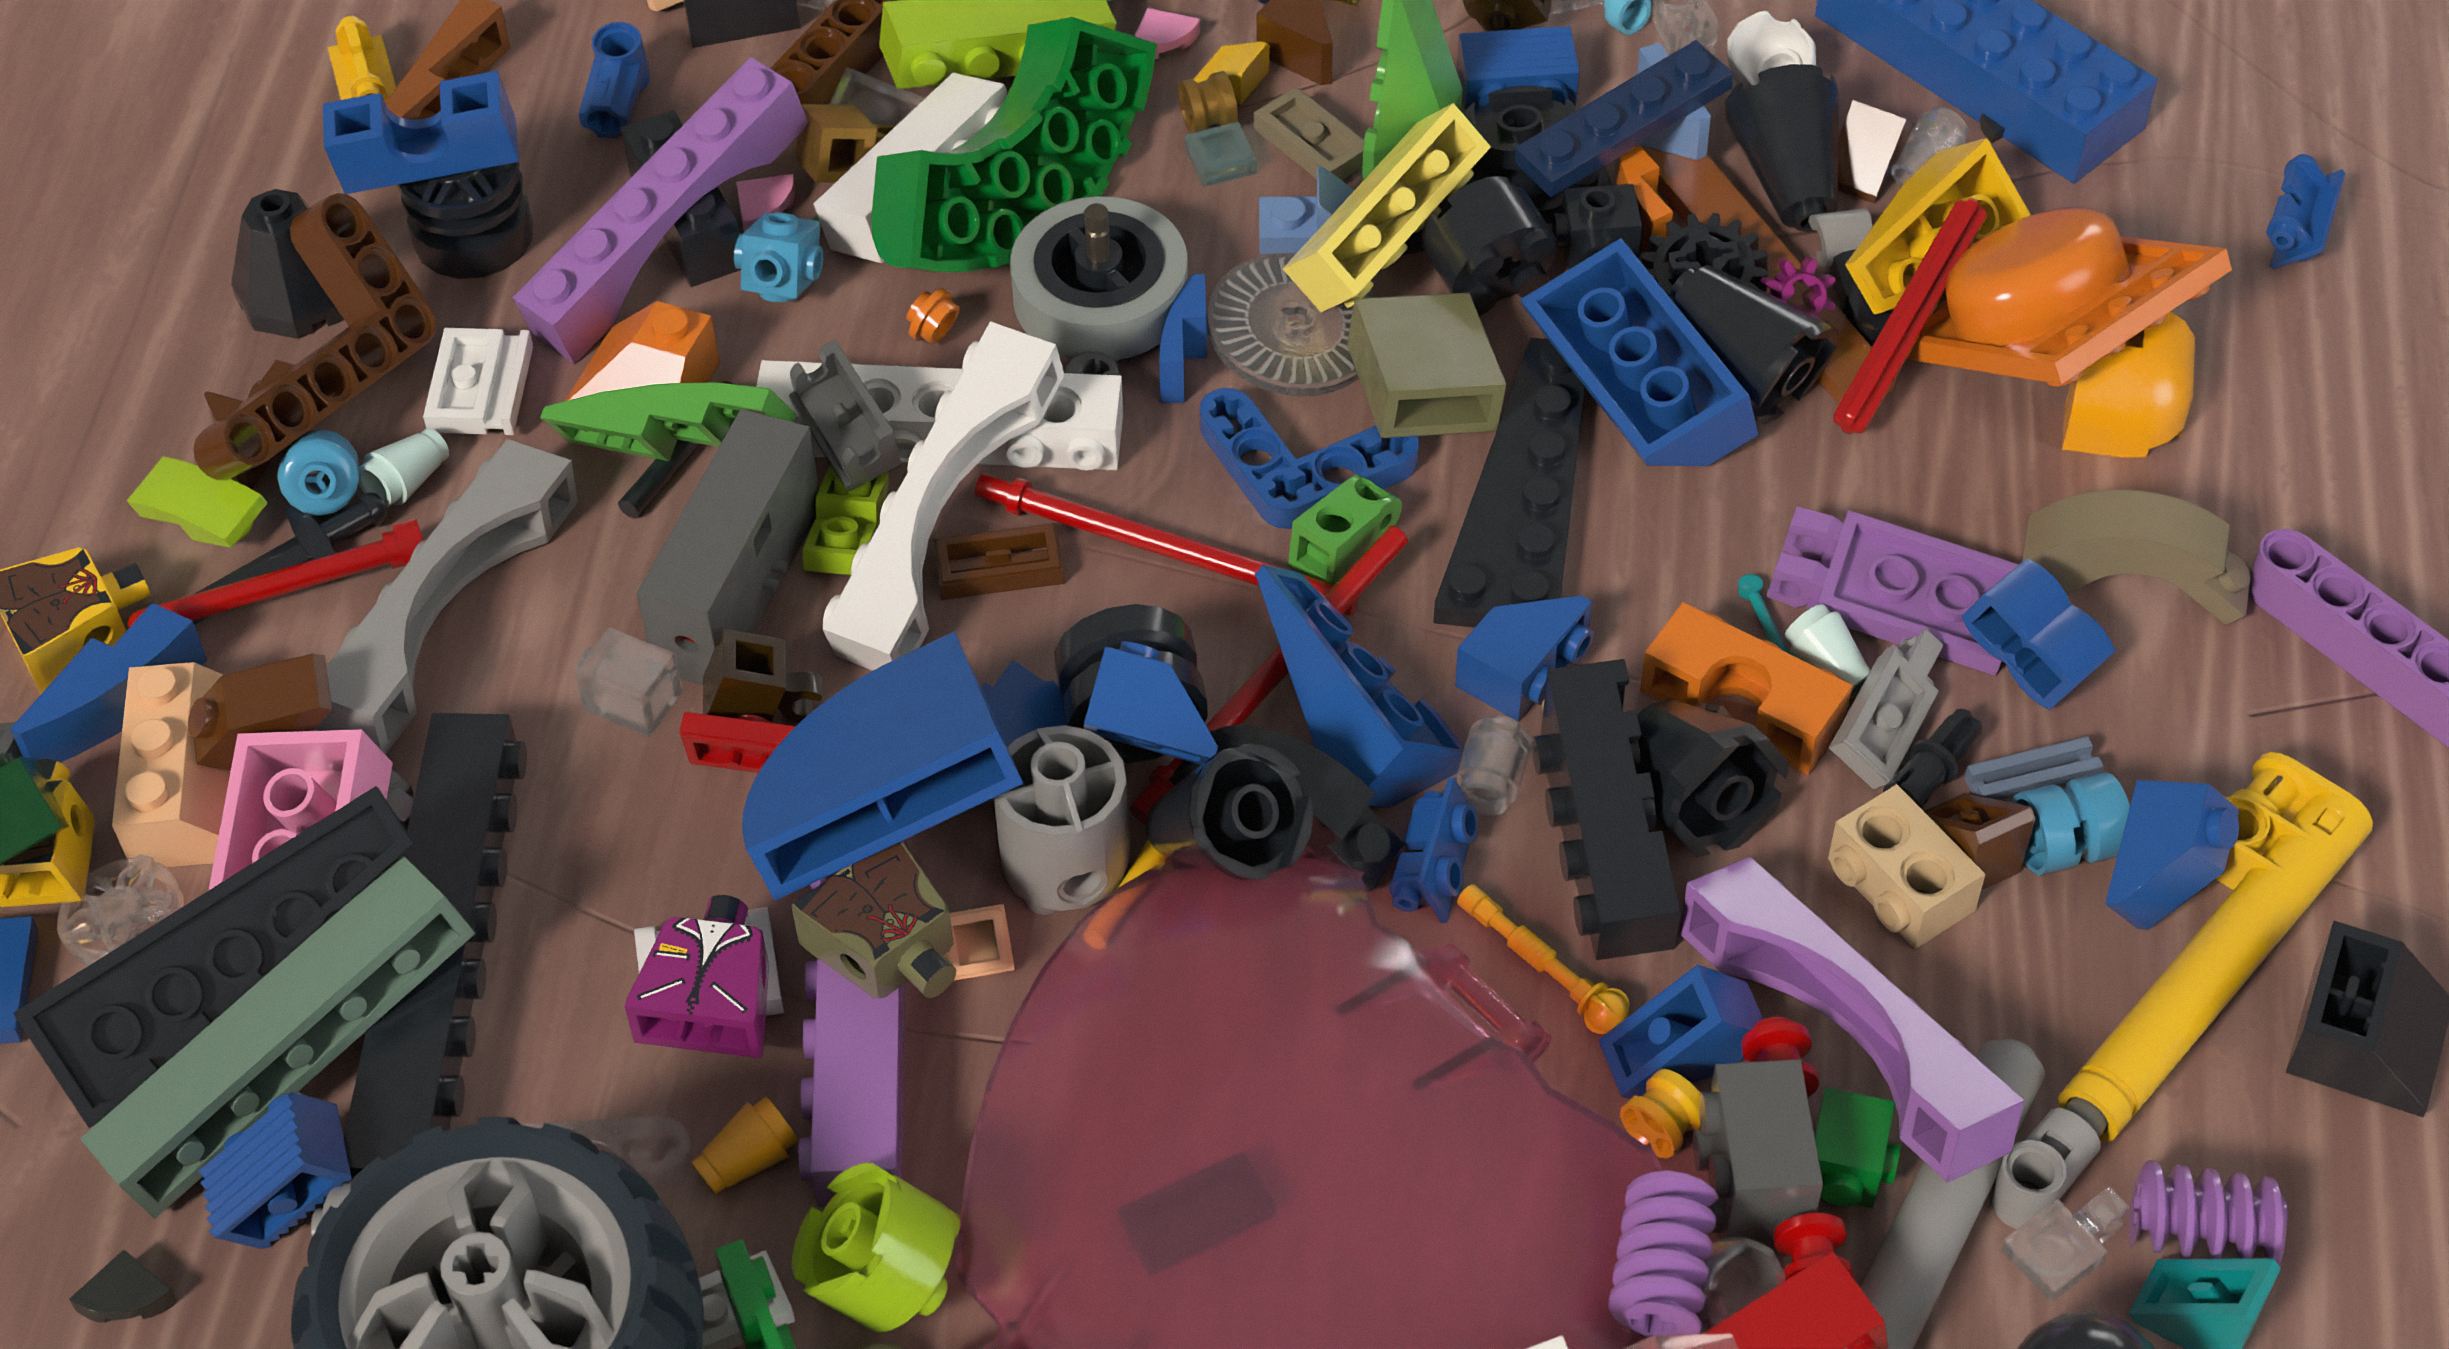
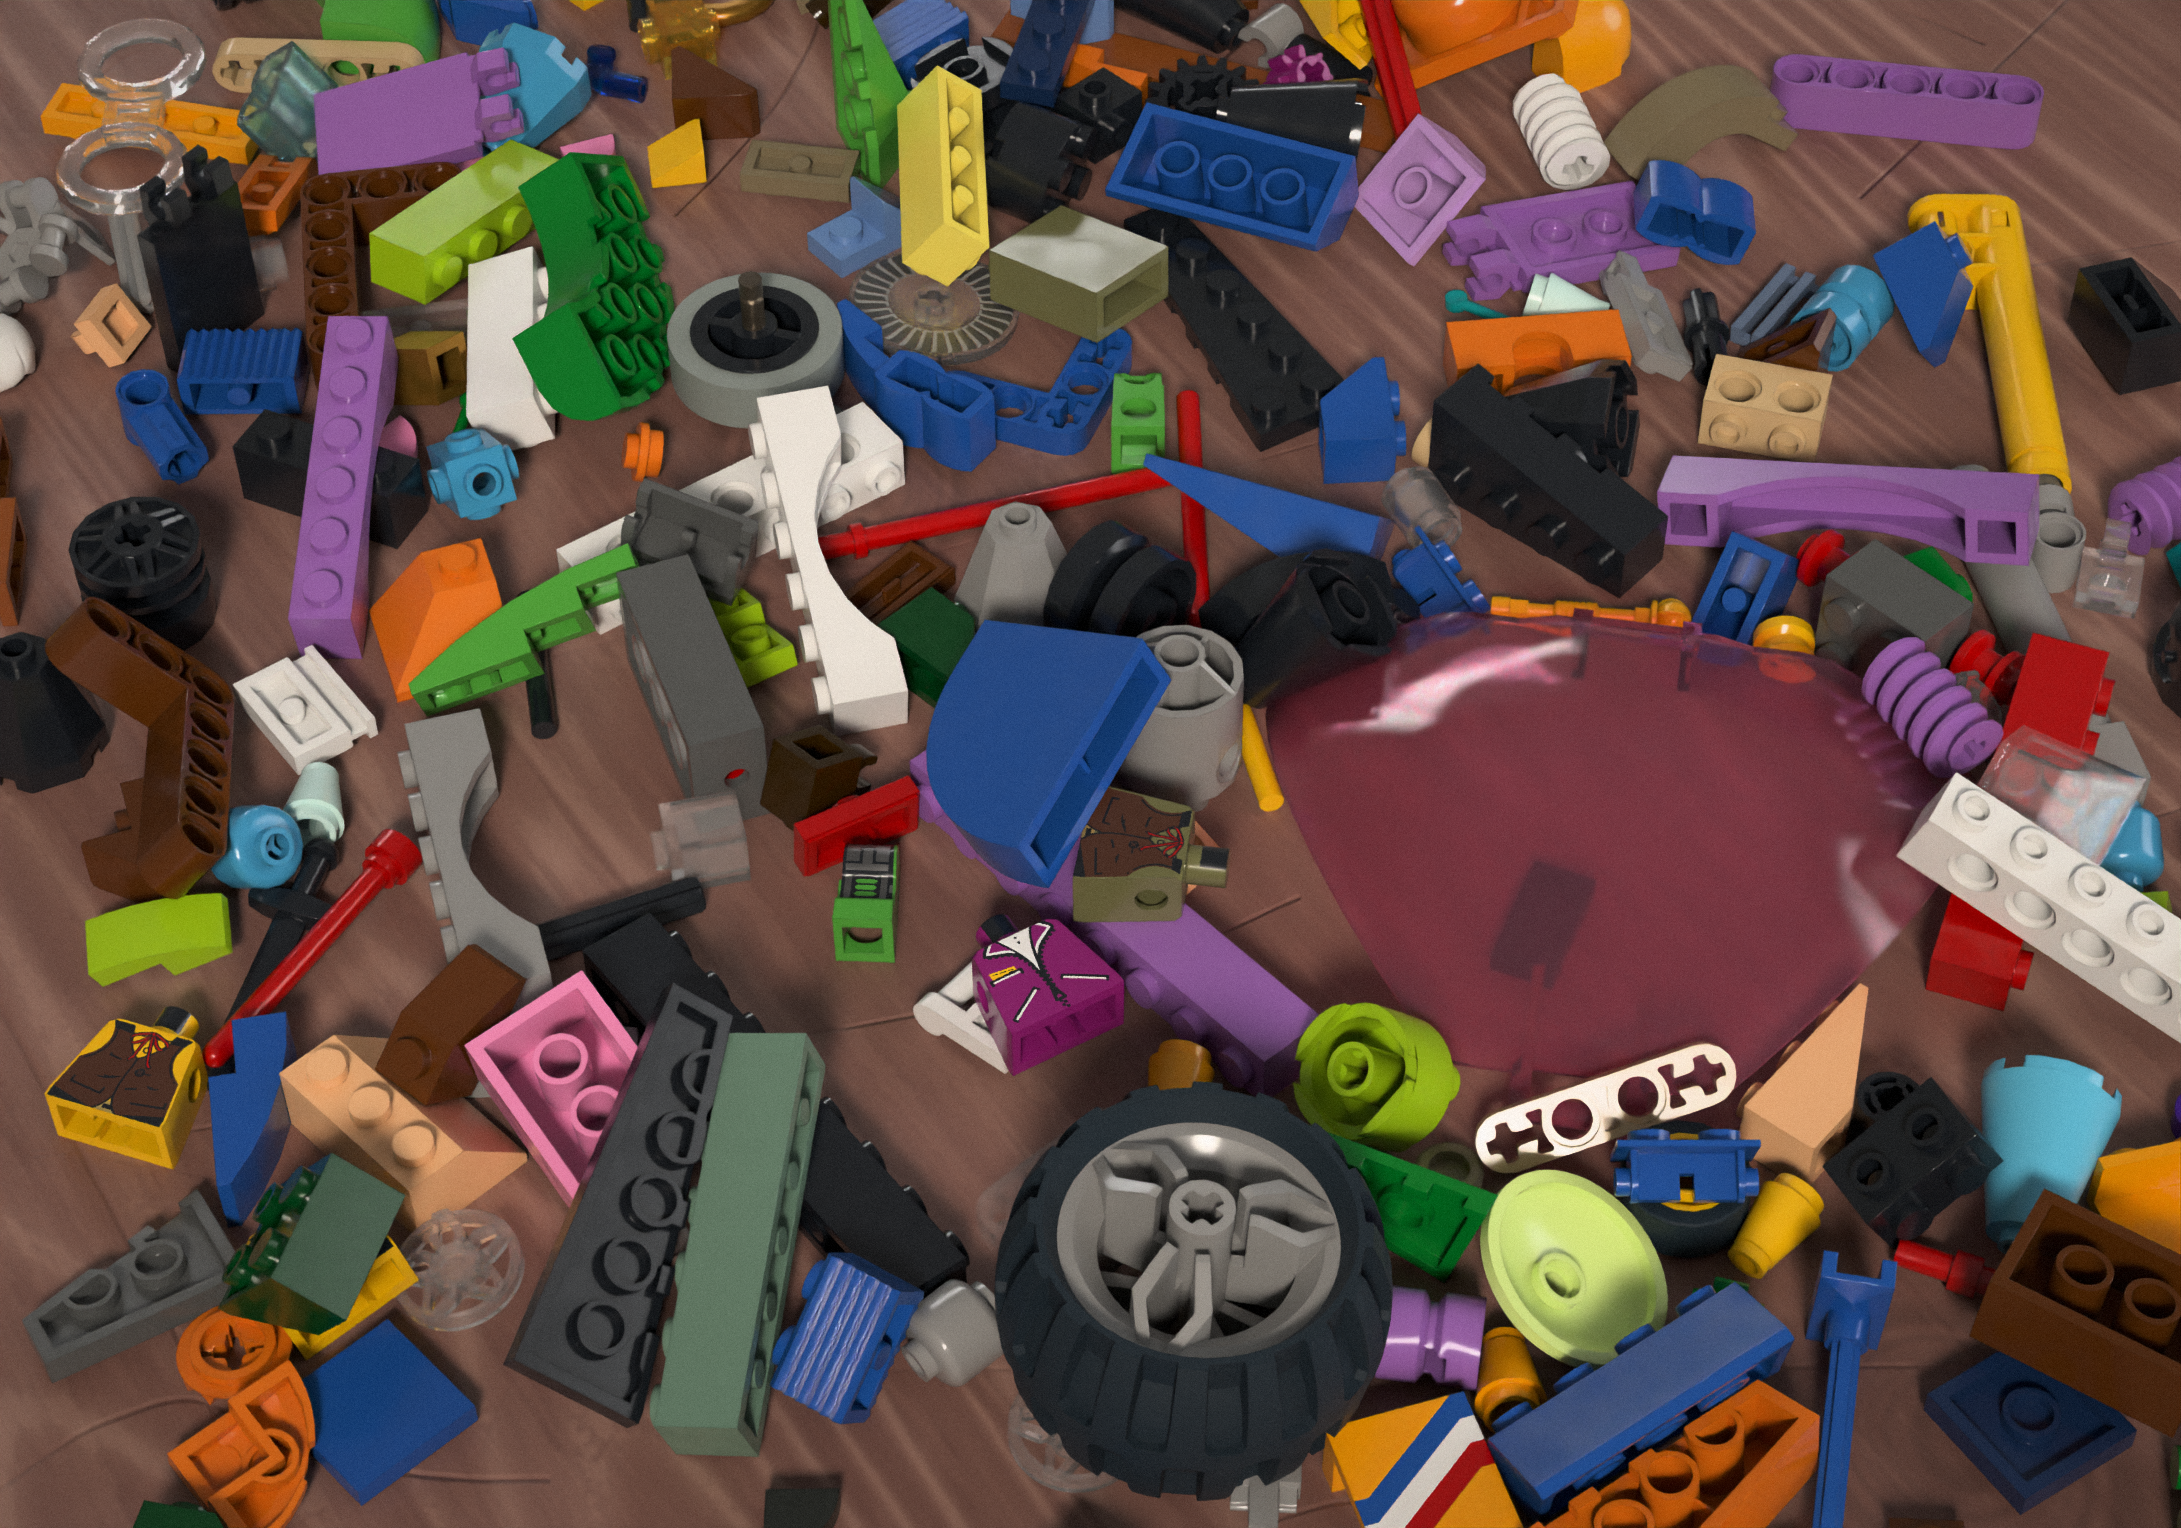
camera: 40 degrees left, 5 degrees down
(380, 149) = (143, 495): blue arch -> none
(523, 704) = (587, 926): none -> black axle
(692, 817) = (867, 900): none -> bright green leg
(704, 56) = (243, 371): none -> blue brick
(978, 616) = (930, 641): none -> dark green slope
(1075, 584) = (1012, 567): none -> light grey cone
(1146, 706) = (1193, 581): blue slope -> none
(1177, 419) = (936, 410): none -> blue brick
(1207, 102) = (691, 188): pearl gold wheel -> none
(1220, 154) = (734, 222): clear light blue tile -> none
(1818, 457) = (1419, 187): none -> lavender slope
(2000, 481) = (1560, 133): none -> white piece

